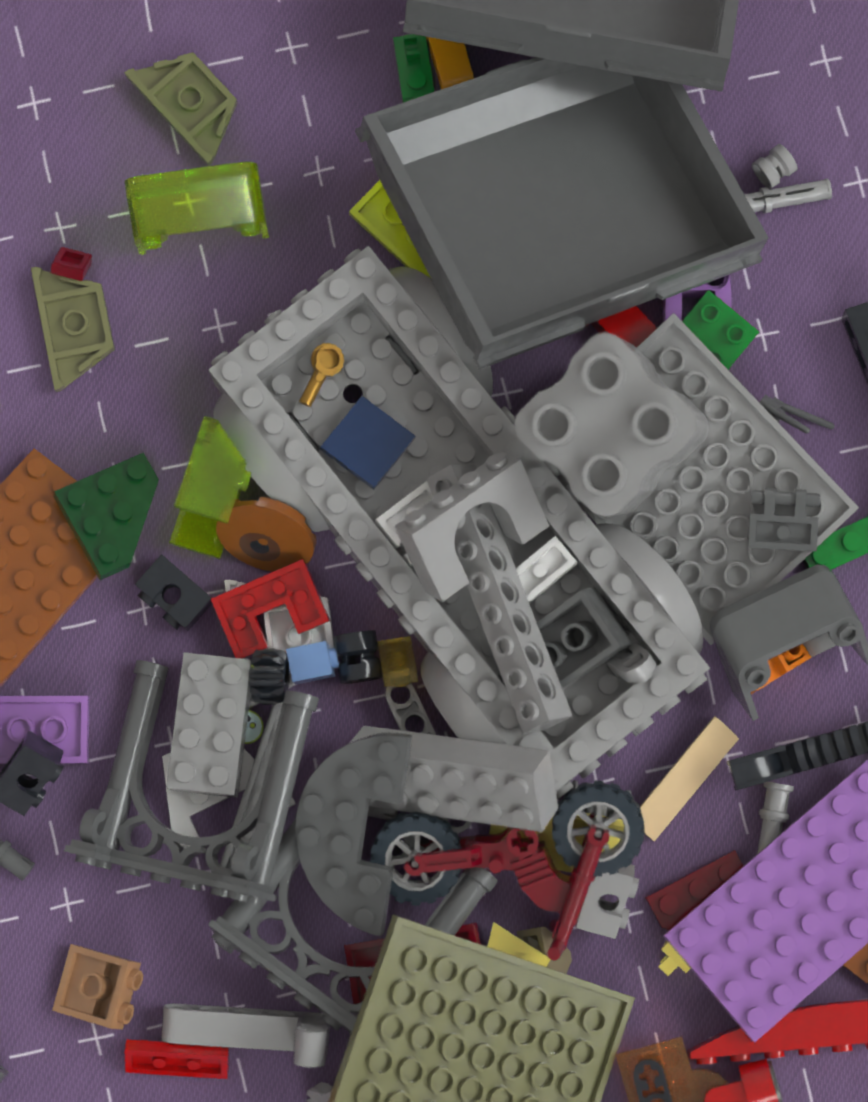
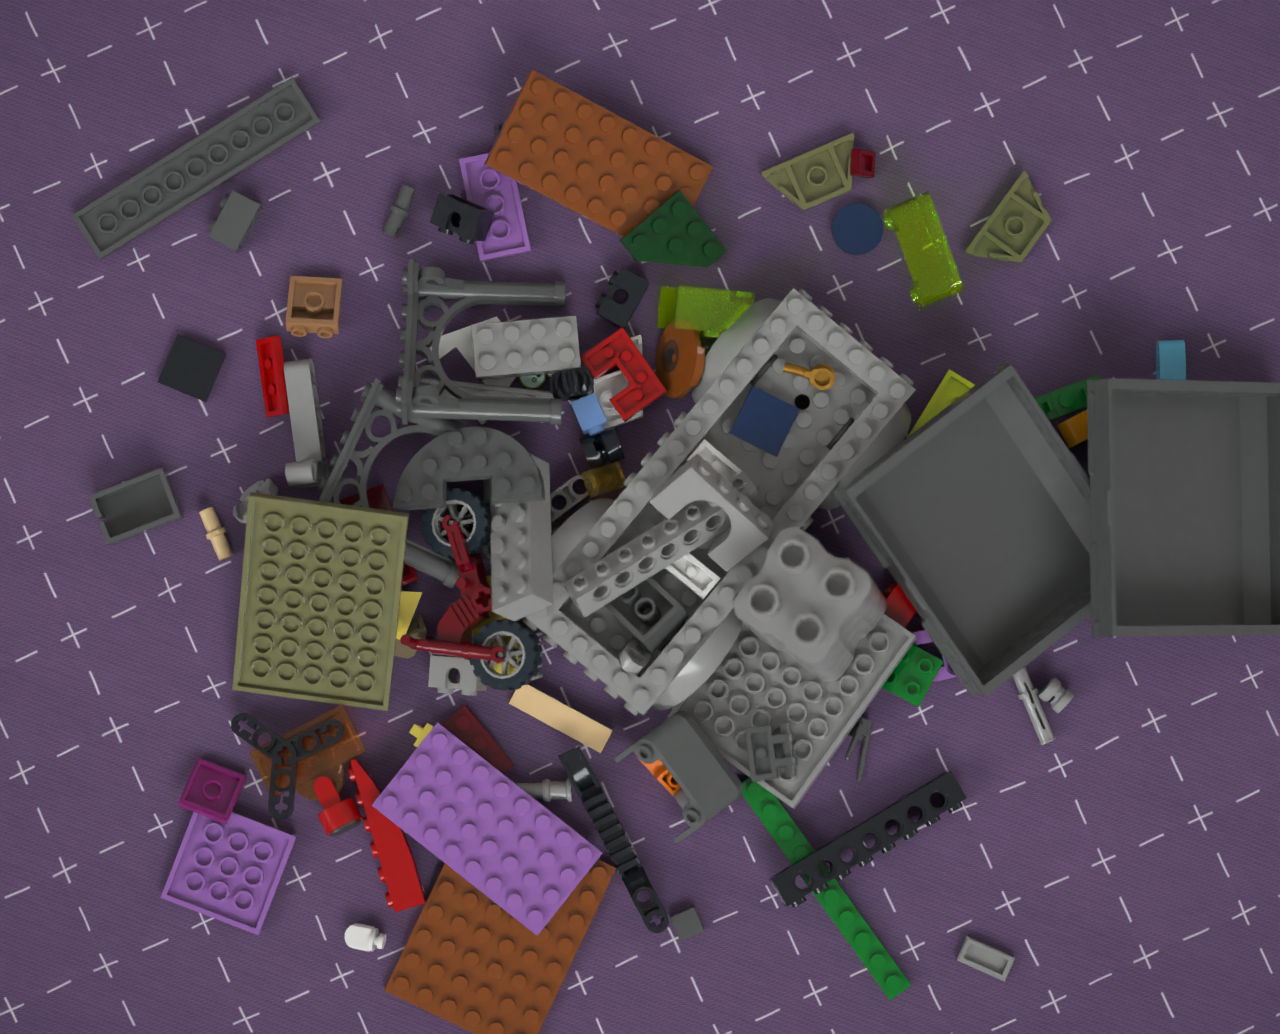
camera: 80 degrees right, 5 degrees up
(151, 288) = (857, 229): none -> dark blue tile

